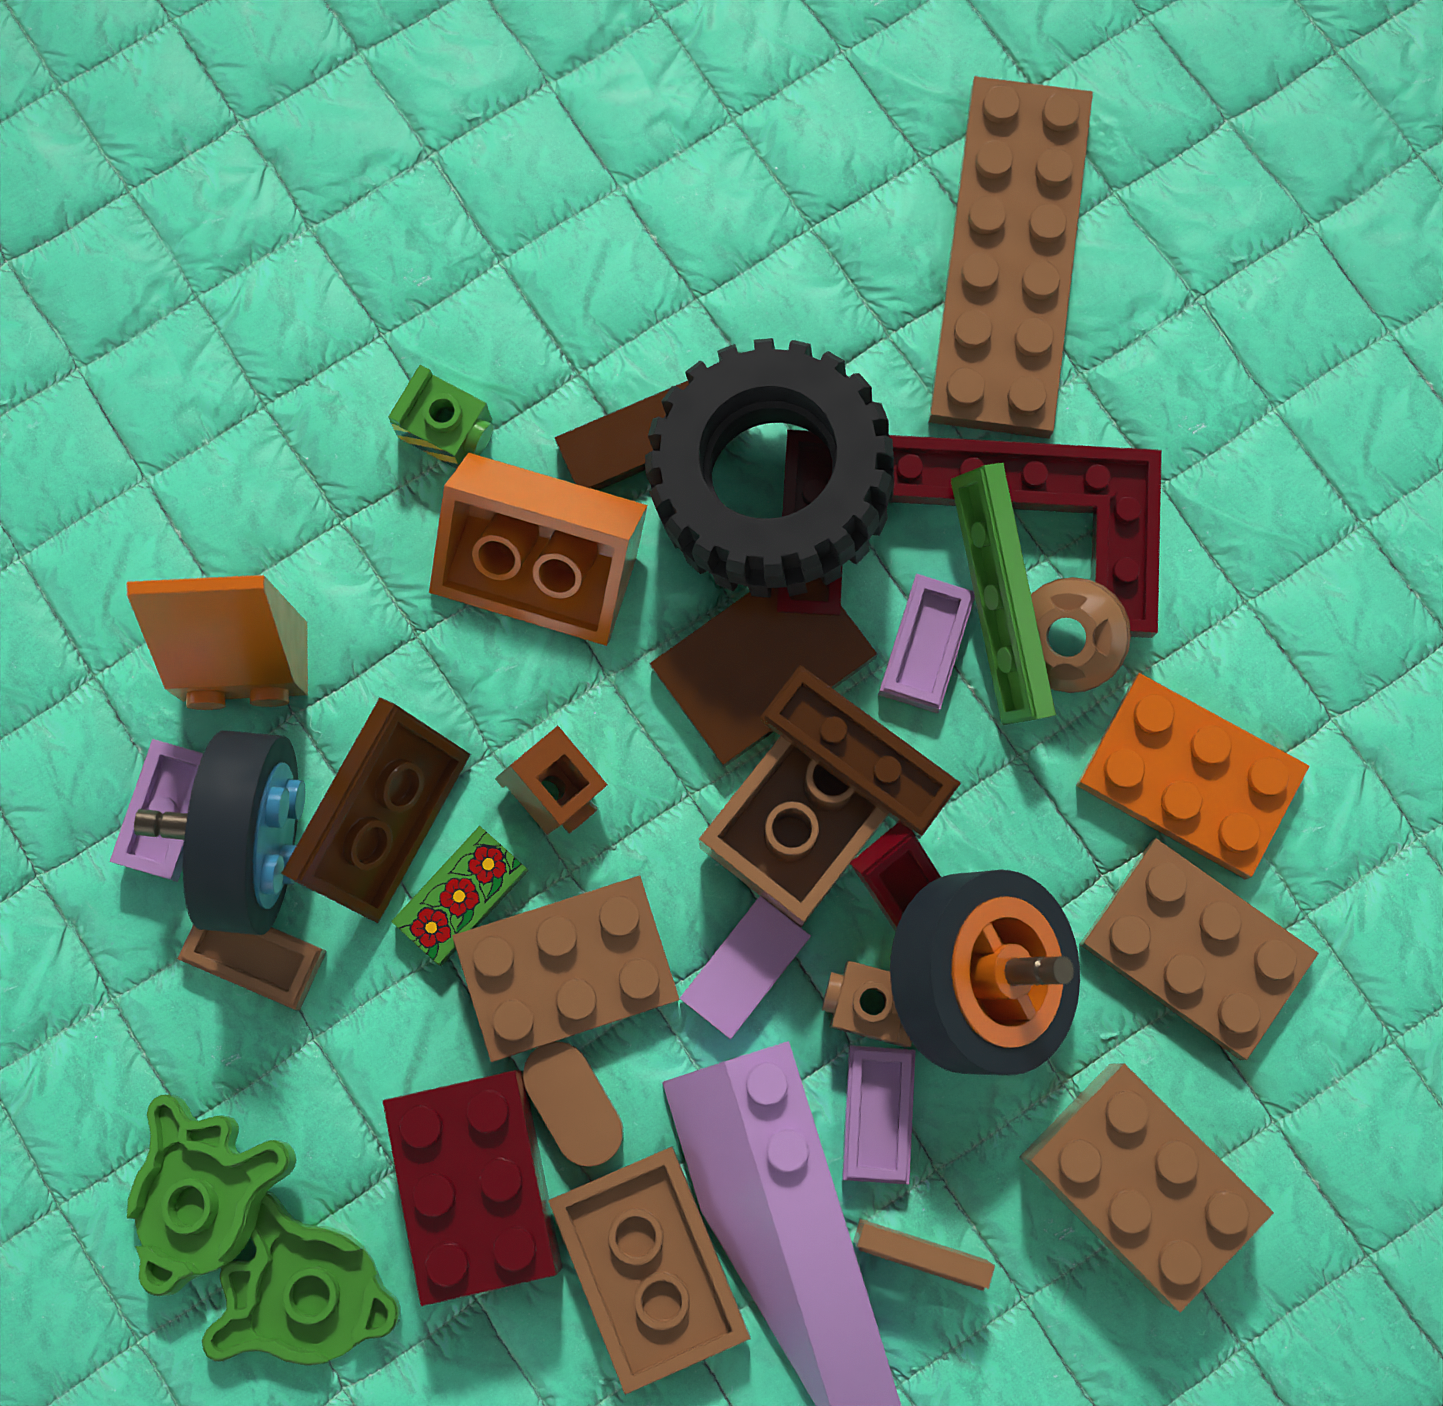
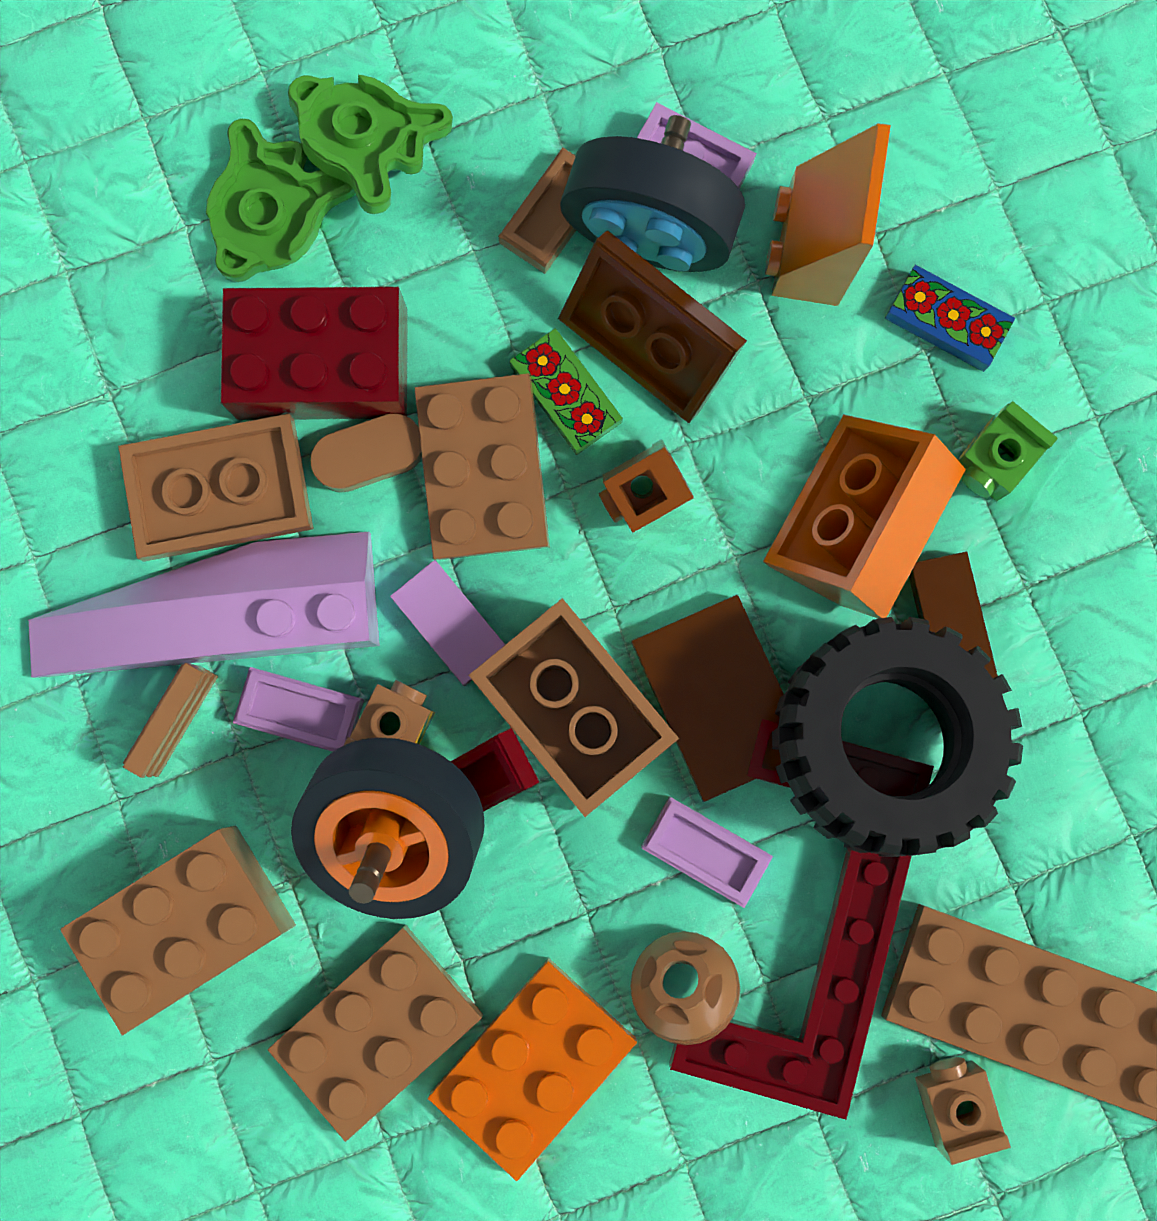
camera: 100 degrees right, 5 degrees up
(301, 501) = (950, 318): none -> tile
(859, 751) = (609, 759): reddish brown tile -> none
(1002, 595) = (735, 930): bright green tile -> none
(1143, 330) = (970, 1133): none -> medium nougat brick

